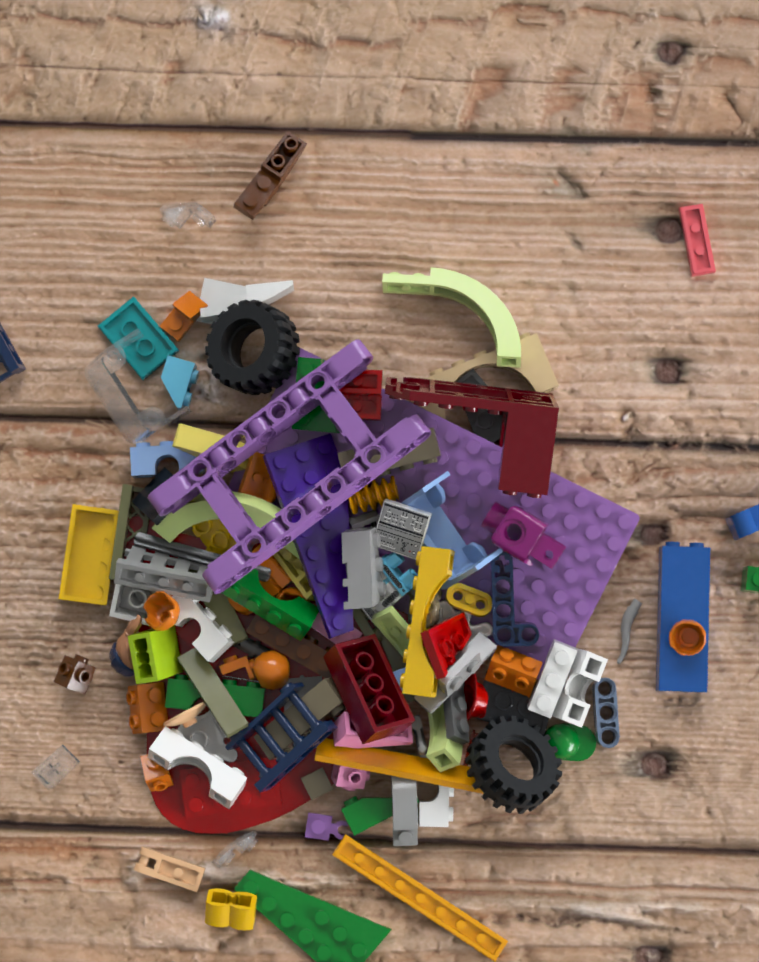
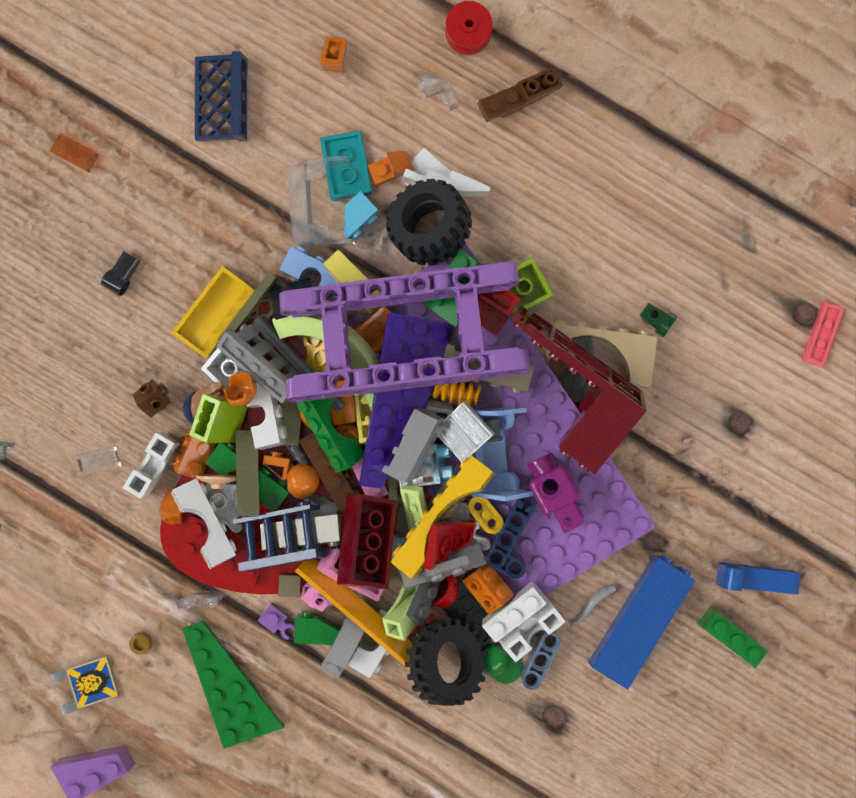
camera: 35 degrees right, 5 degrees up
(66, 236) = (333, 54): none -> orange slope
(113, 740) = (148, 473): none -> white arch
(170, 869) = (142, 586): light nougat plate -> none
(183, 139) = (468, 27): none -> red wheel
(198, 929) = (140, 643): none -> pearl gold tile
(230, 909) = (170, 644): yellow brick -> none
(387, 353) = (531, 287): none -> lime brick
(419, 735) = (387, 595): light grey piece -> none
(420, 897) = (318, 716): light orange tile -> none
(427, 506) = (494, 425): none -> dark grey bush
(472, 295) = (624, 278): yellowish green arch -> none
(534, 315) = (662, 321): none -> dark green plate
(687, 637) = (638, 641): orange hair -> none

